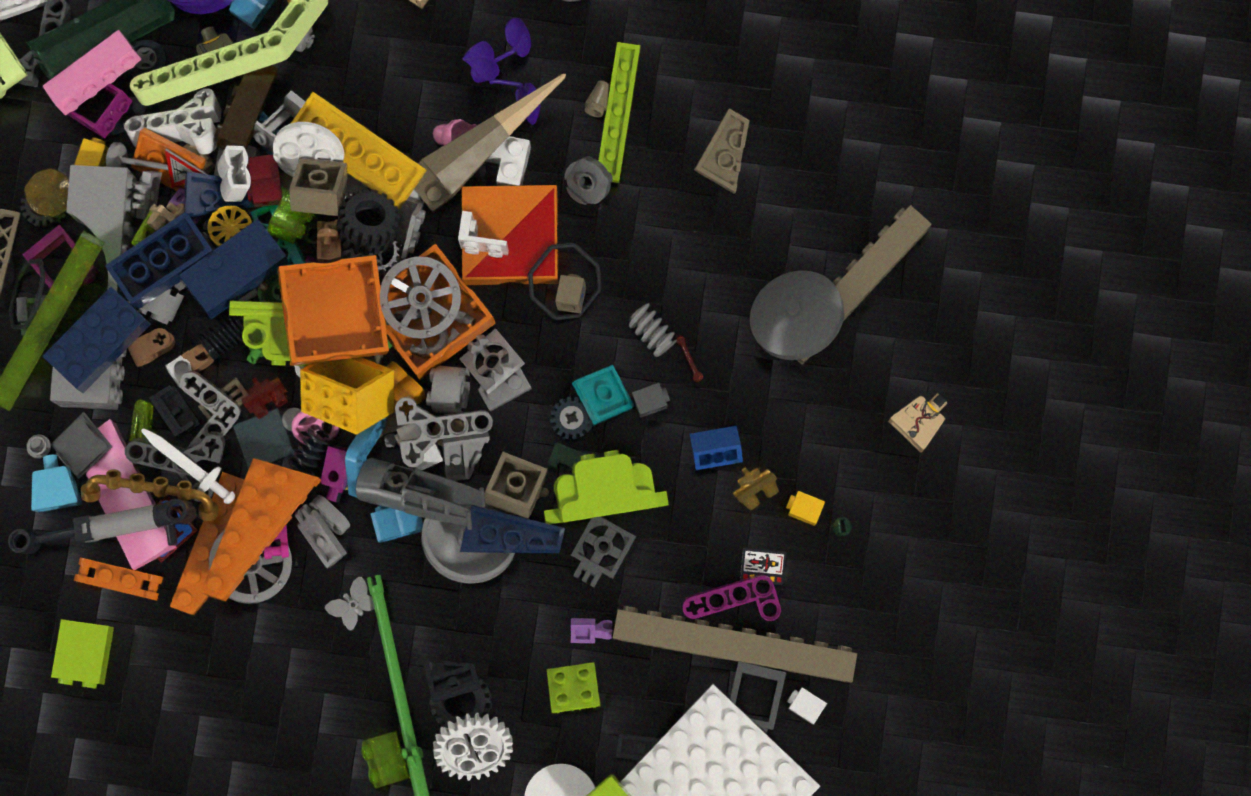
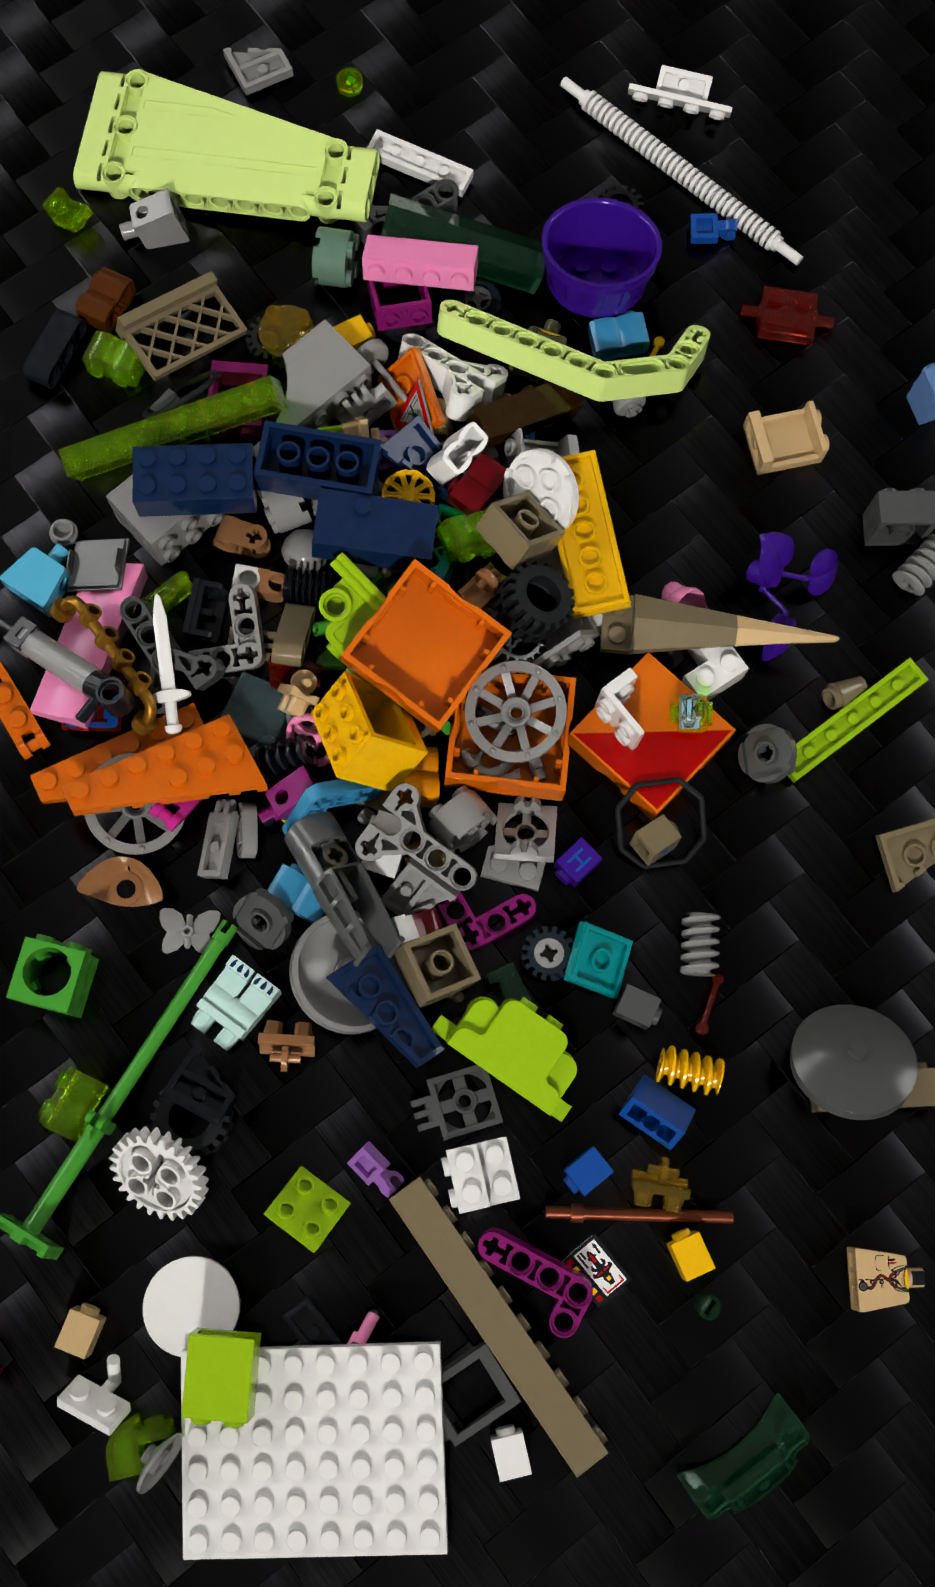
camera: 35 degrees right, 5 degrees down
(31, 115) = (334, 257): none -> sand green brick
(193, 319) = (298, 551): none -> light grey hair
(243, 375) = (293, 634): none -> dark tan beam
(274, 622) = (104, 878): none -> medium nougat piece
(278, 370) = (330, 662): none -> bright green tile
(283, 410) = (296, 696): none -> tan hips
(325, 707) = (25, 980): none -> bright green brick
(390, 544) = (275, 913): none -> dark grey plate
(425, 624) = (230, 1008): none -> light aqua hips
(475, 612) = (287, 1047): none -> medium nougat hips
(482, 473) = (417, 924): none -> leg
(516, 438) = (480, 923): none -> magenta beam
(522, 200) = (692, 713): none -> head
(538, 350) = (577, 863): none -> dark purple brick
(651, 577) = (480, 1175): none -> white plate
(667, 718) = (366, 1328): none -> bright pink piece
(707, 518) = (586, 1171): none -> blue brick
(712, 407) = (690, 1069): none -> yellow piece
(724, 545) = (578, 1213): none -> copper bar
(942, 586) = (751, 1466): none -> clear green windscreen

